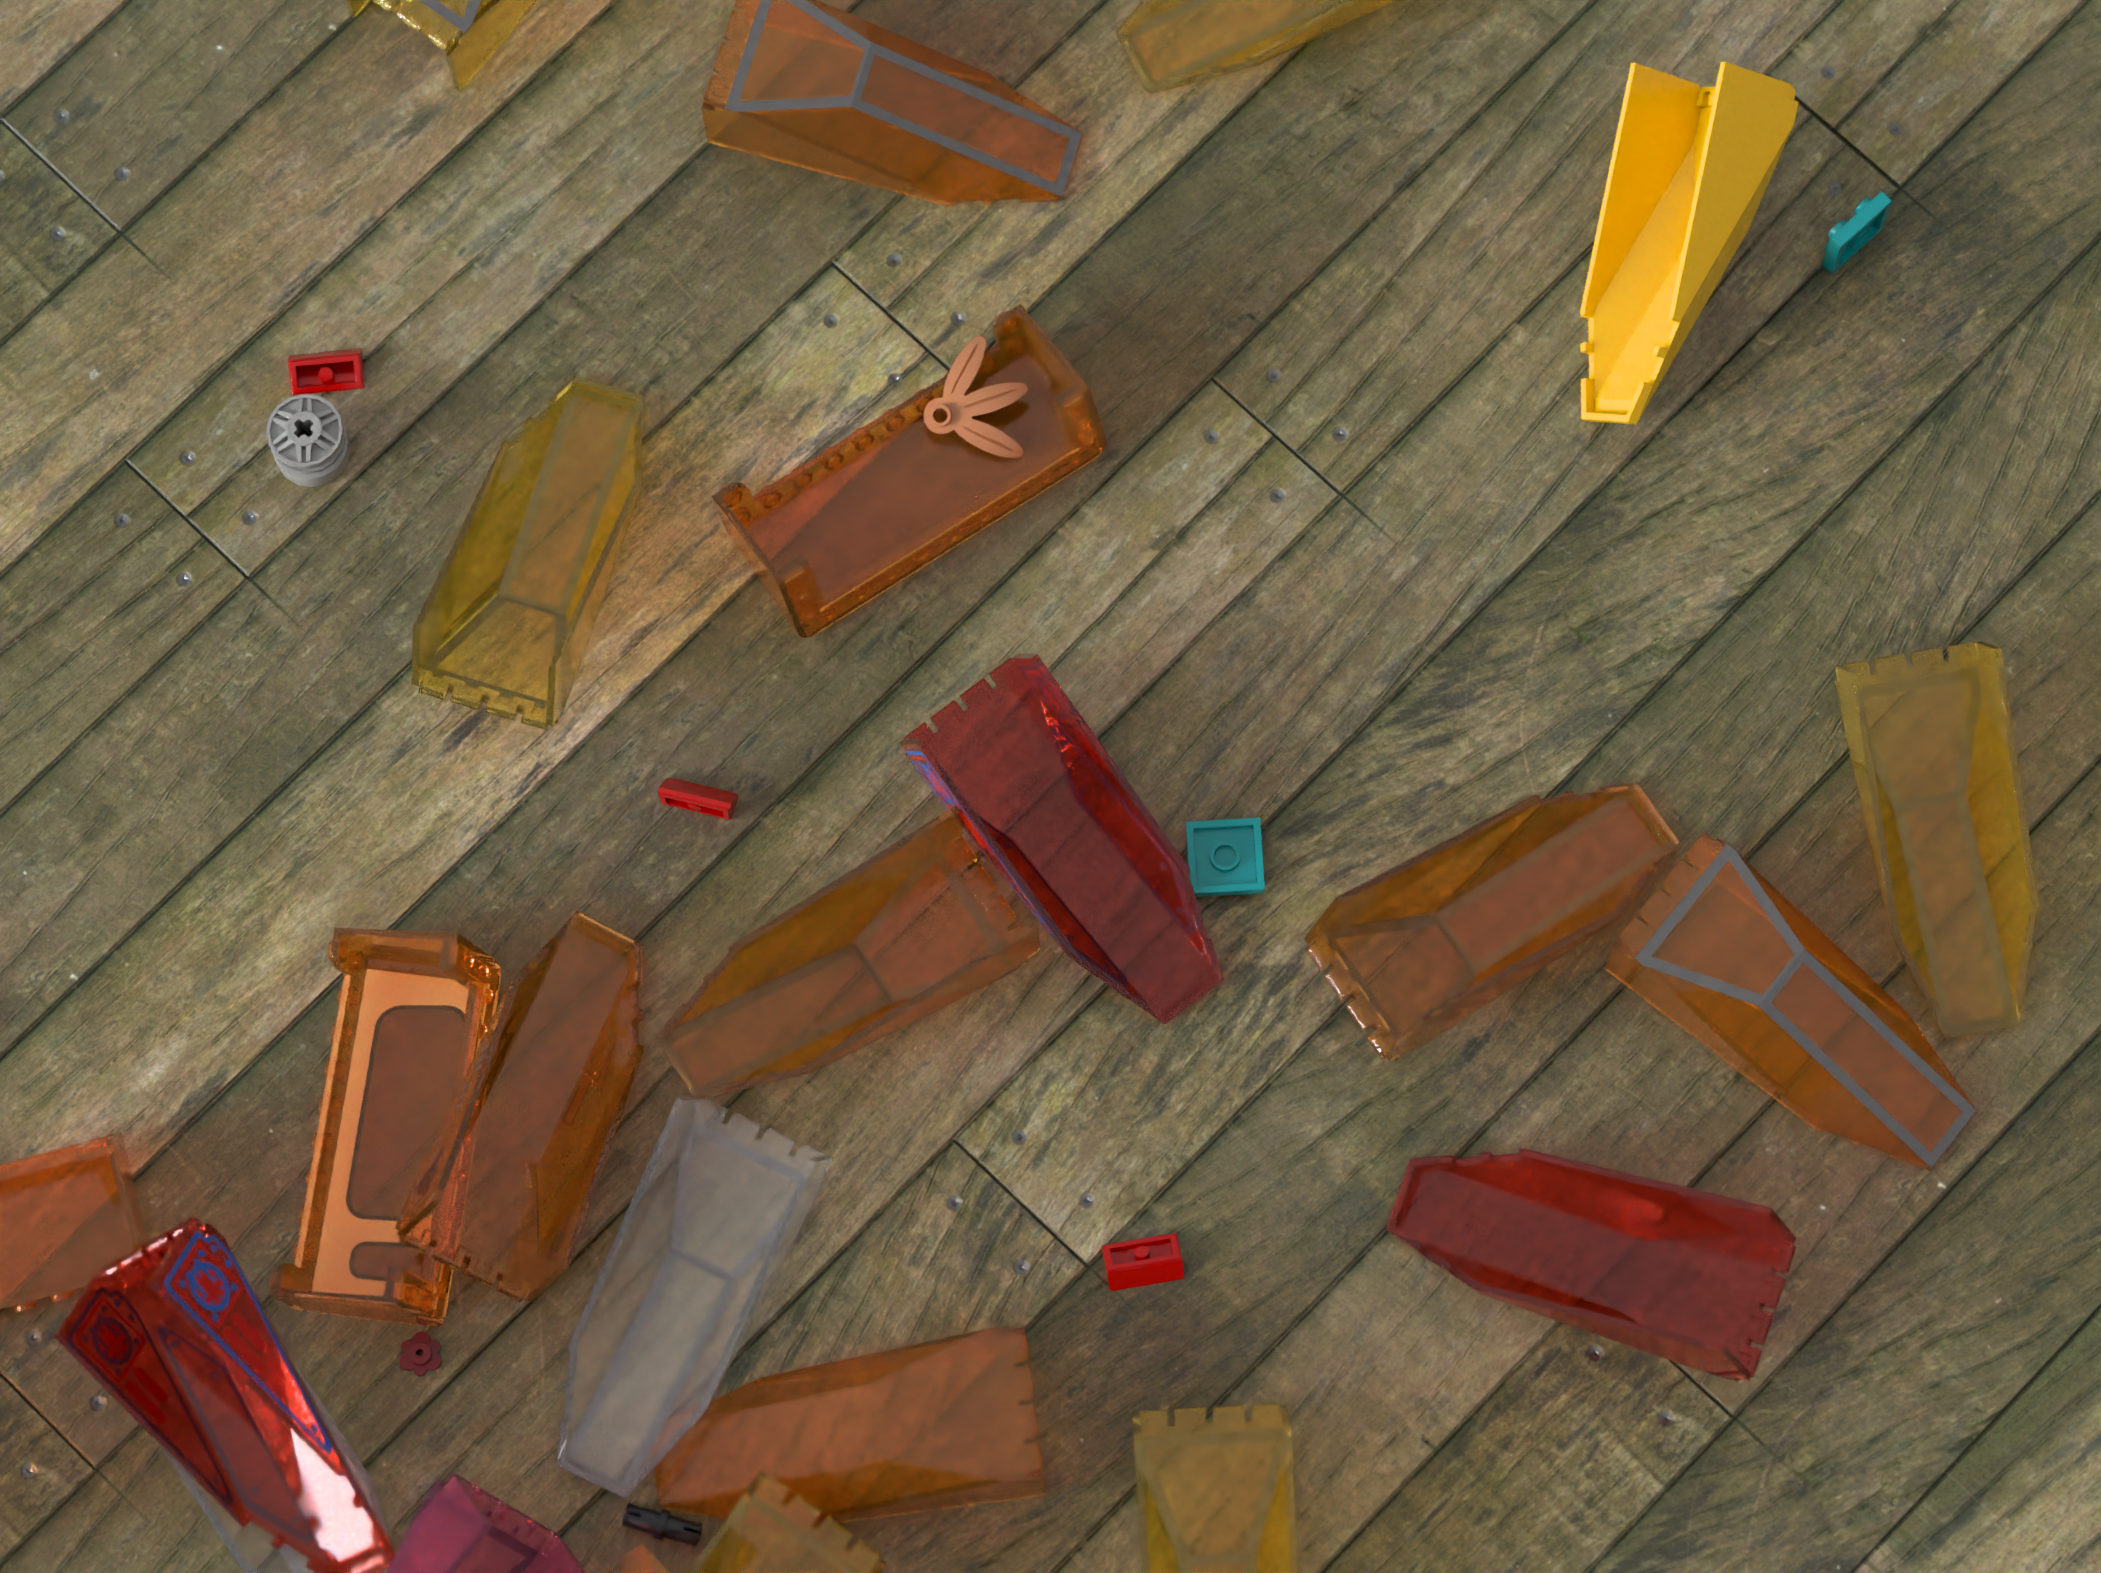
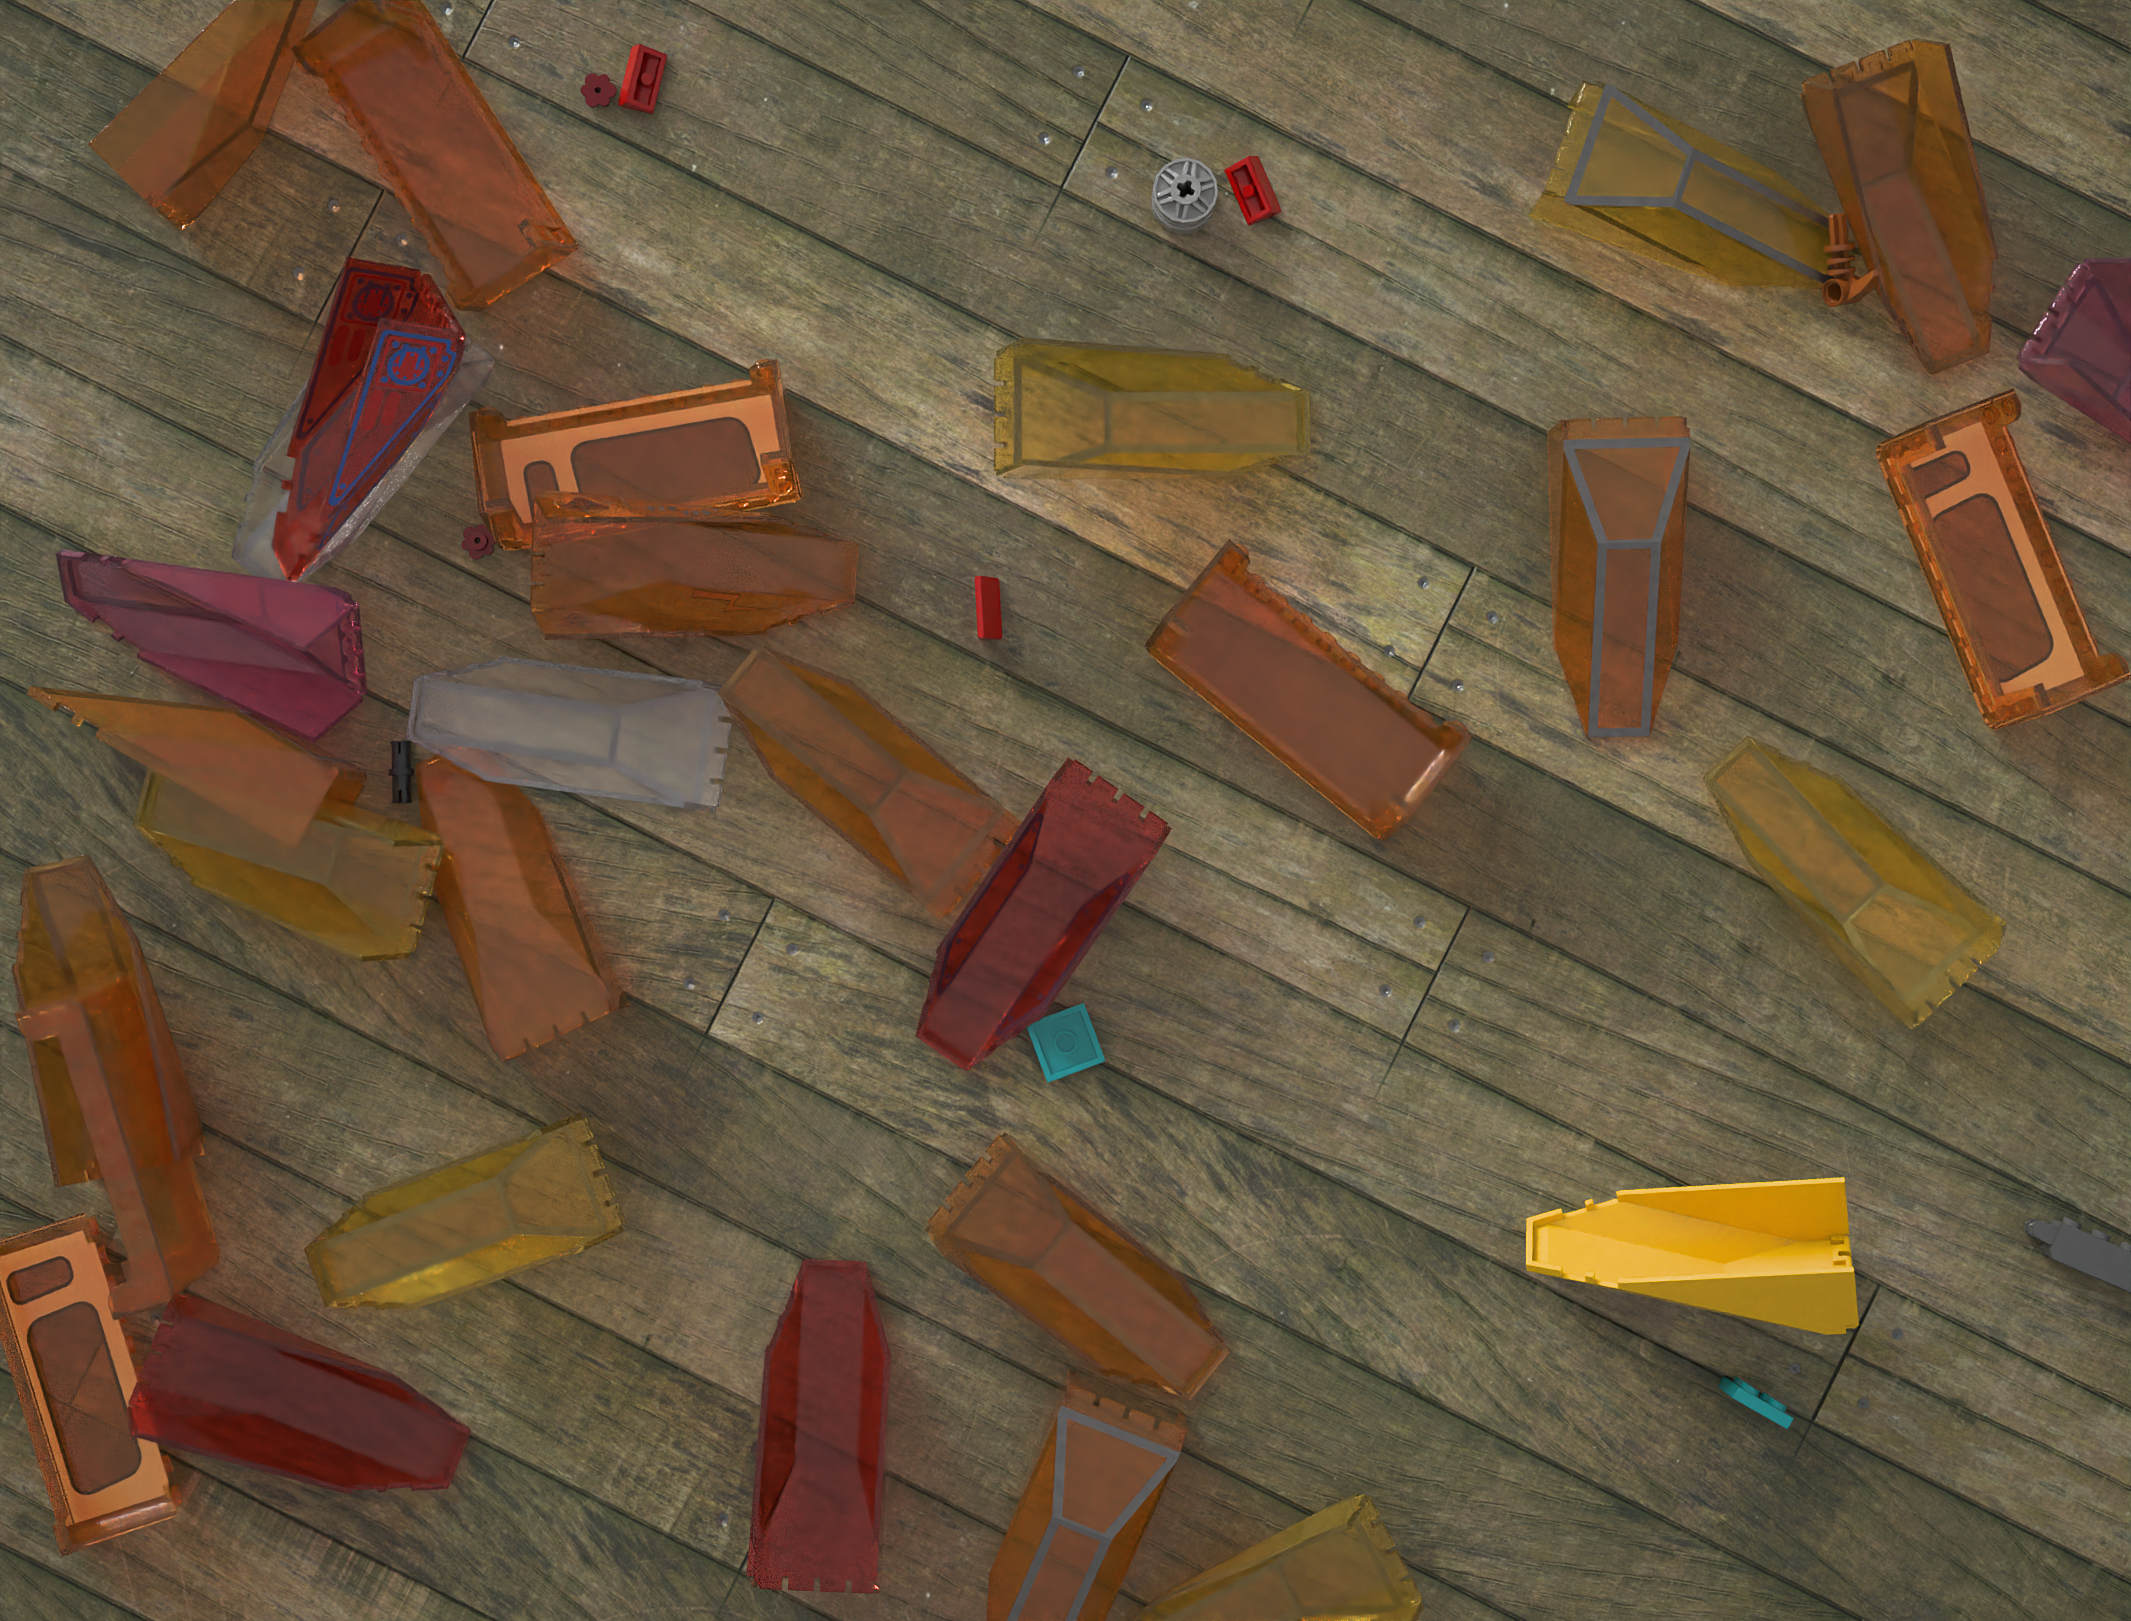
camera: 65 degrees right, 15 degrees up
(982, 401) = (1374, 715): nougat plant -> none
(1143, 1262) = (721, 1076): red slope -> none

